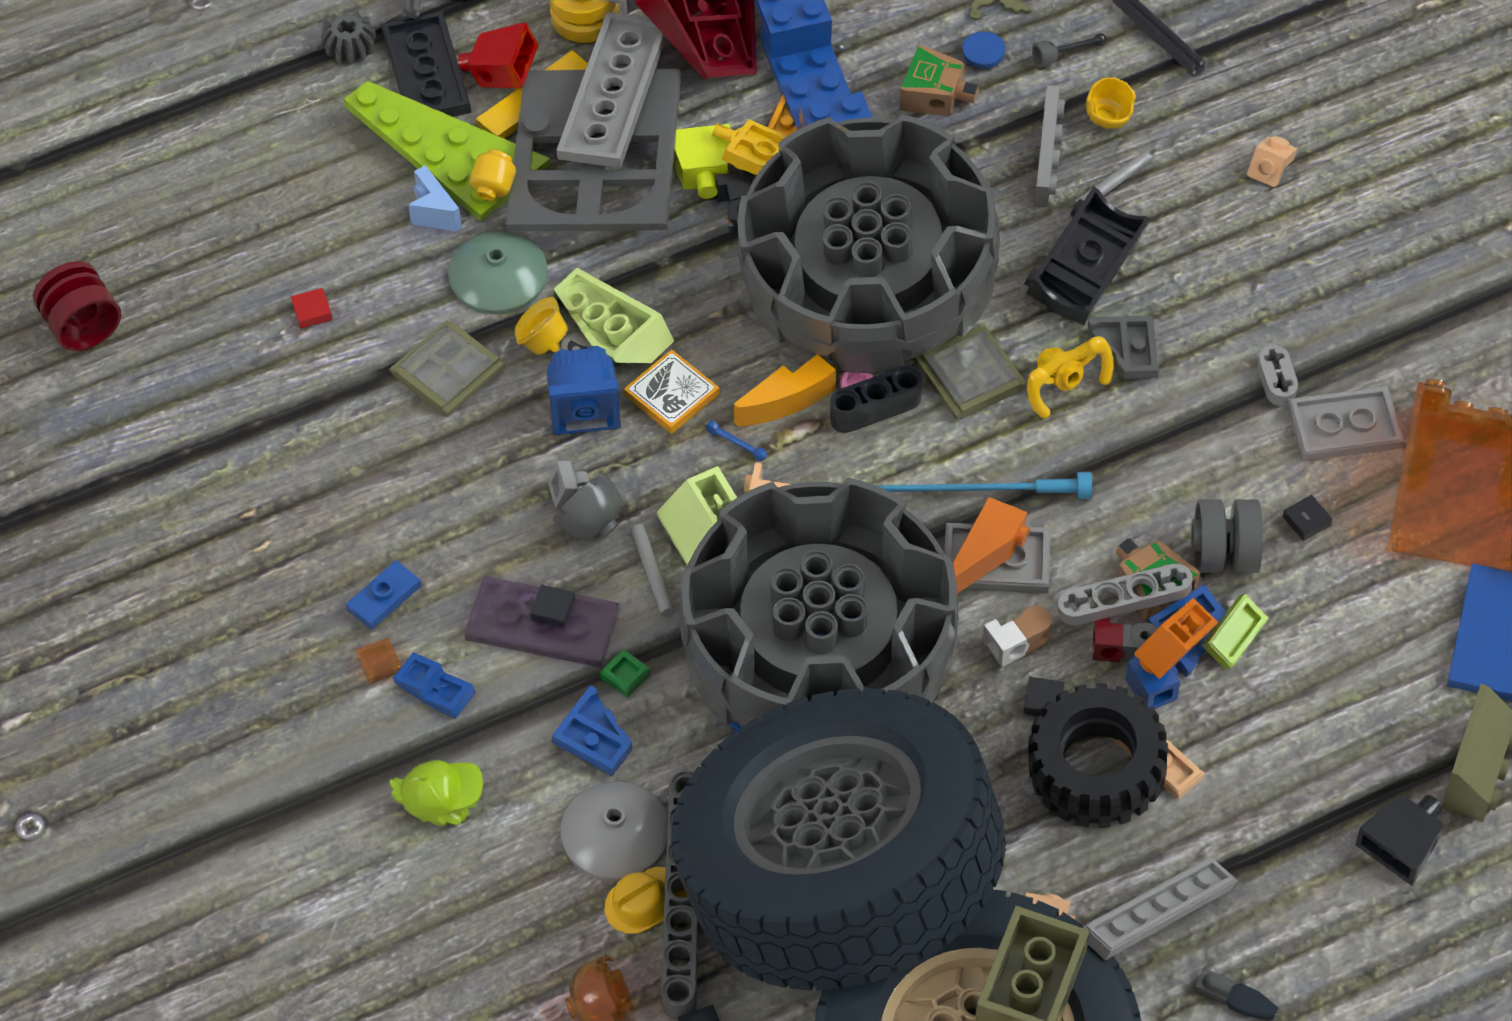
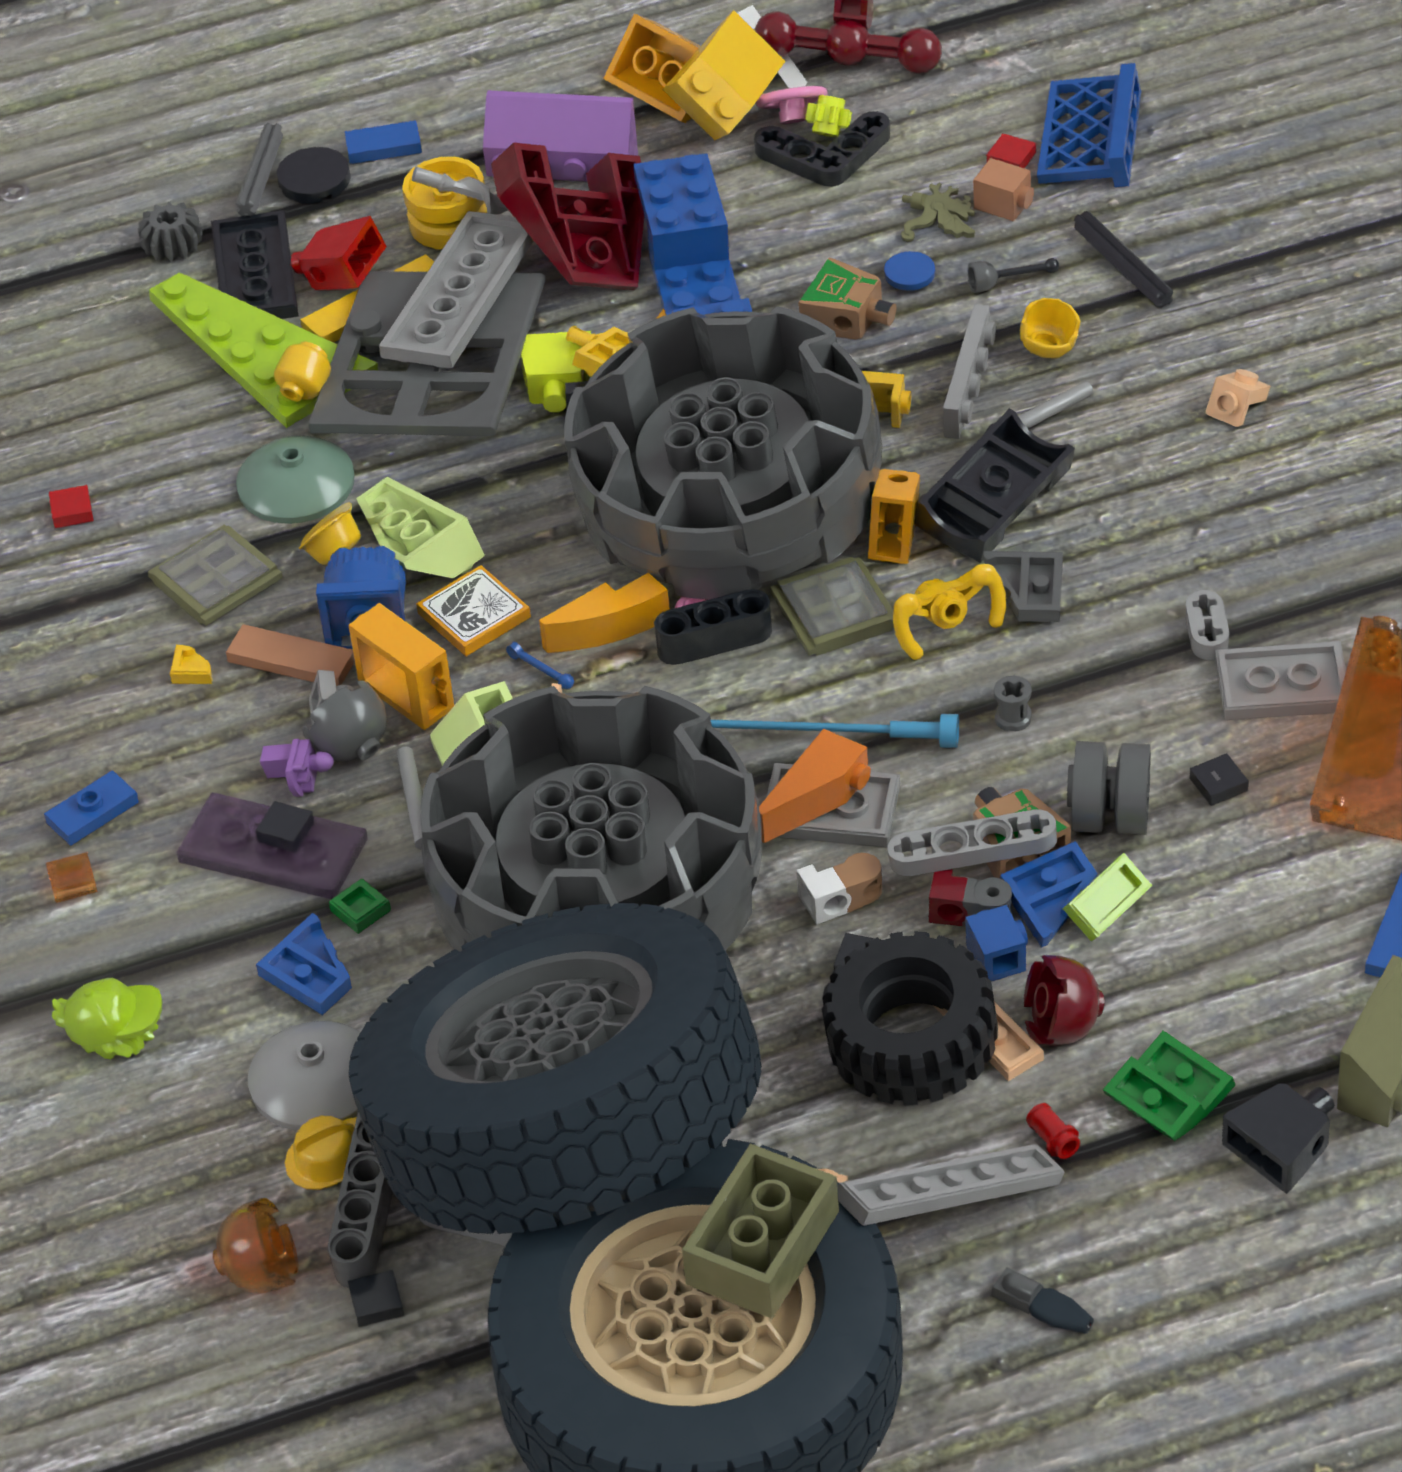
camera: 10 degrees right, 10 degrees down
(433, 204) = (231, 404): light blue slope -> none
(433, 686) = (128, 906): blue slope -> none
(442, 456) = (189, 667): none -> yellow tile
(524, 441) = (288, 654): none -> nougat tile
(551, 543) = (297, 763): none -> medium lavender piece
(626, 453) = (402, 666): none -> light orange window
(989, 168) = (890, 394): none -> yellow bracket
(1014, 275) = (893, 501): none -> light orange torso
(1133, 456) = (1014, 704): none -> dark grey bush
(1175, 638) = (1023, 890): orange slope -> none
(1214, 731) = (1062, 1000): none -> dark red cylinder
(1229, 851) = (1060, 1138): none -> red pin
(1308, 798) = (1170, 1086): none -> green slope

